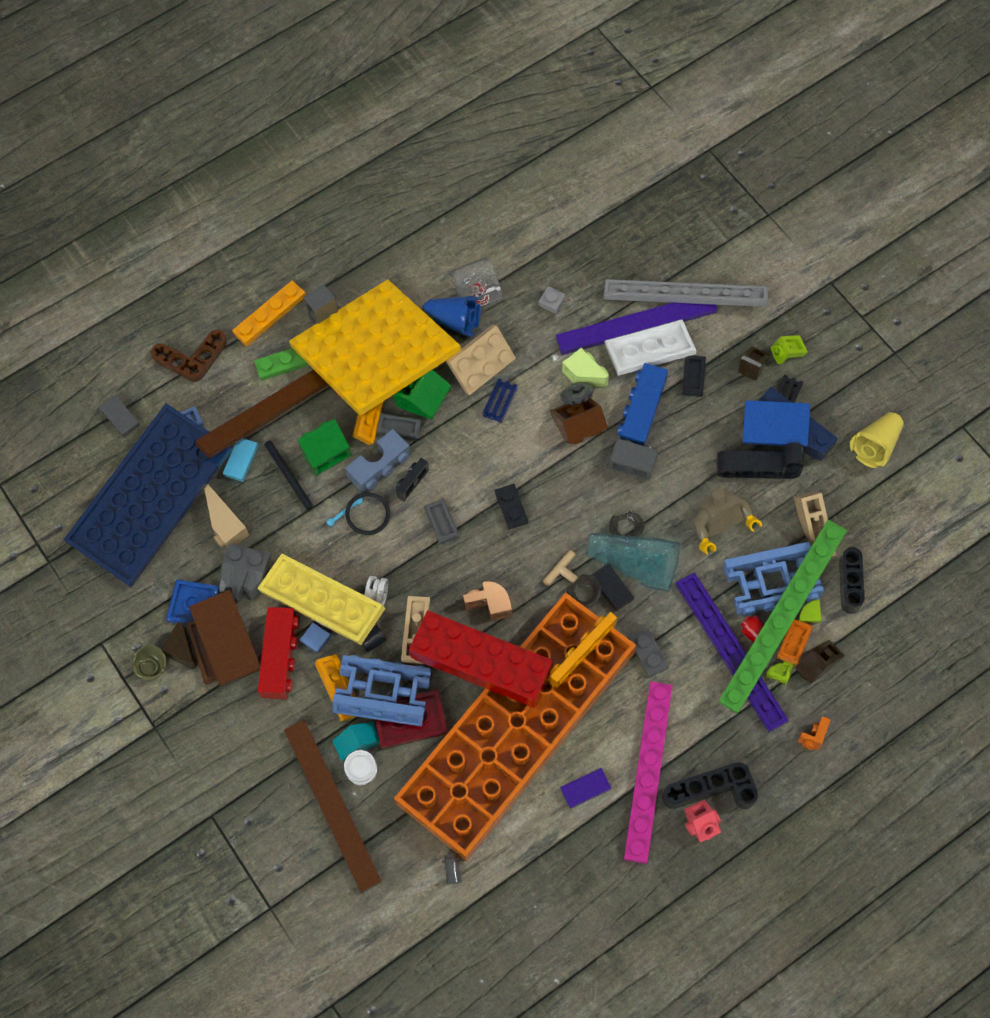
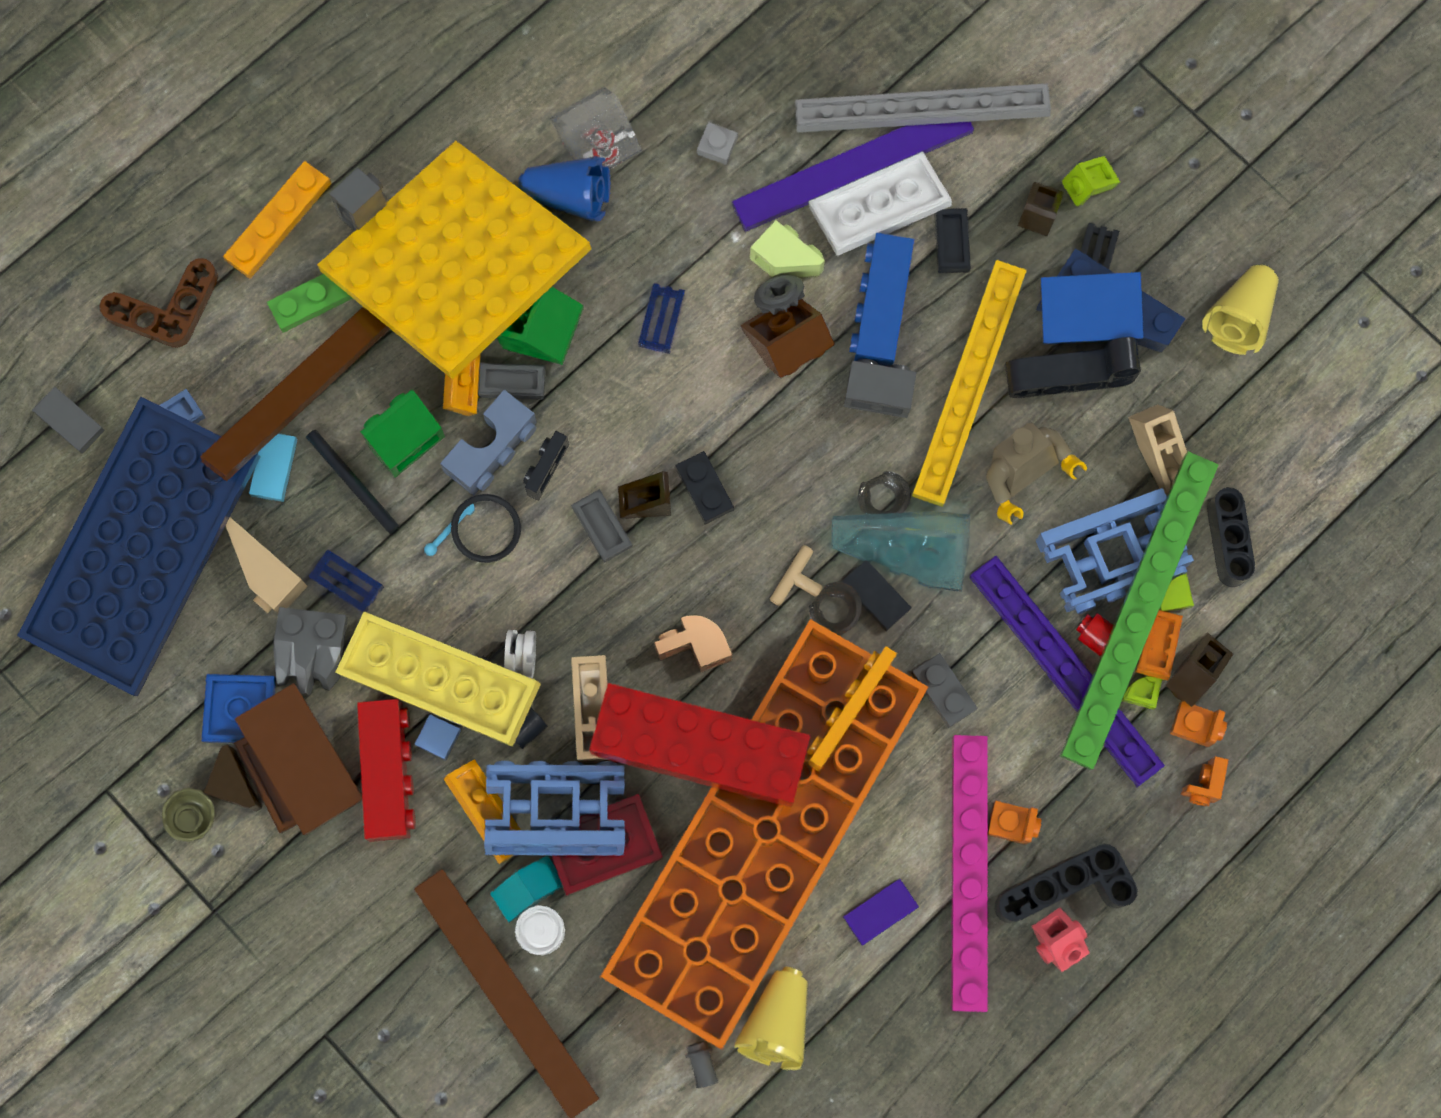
camera: 15 degrees left, 10 degrees up
(286, 546) = (369, 596): none -> clear blue tile
(472, 507) = (645, 497): none -> dark brown slope
(481, 359) = (623, 257): tan plate -> none
(505, 848) = (777, 1022): none -> light yellow cone
(682, 743) = (1014, 822): none -> orange bracket
(691, 464) = (969, 383): none -> yellow plate
(814, 697) = (1199, 724): none -> orange bracket

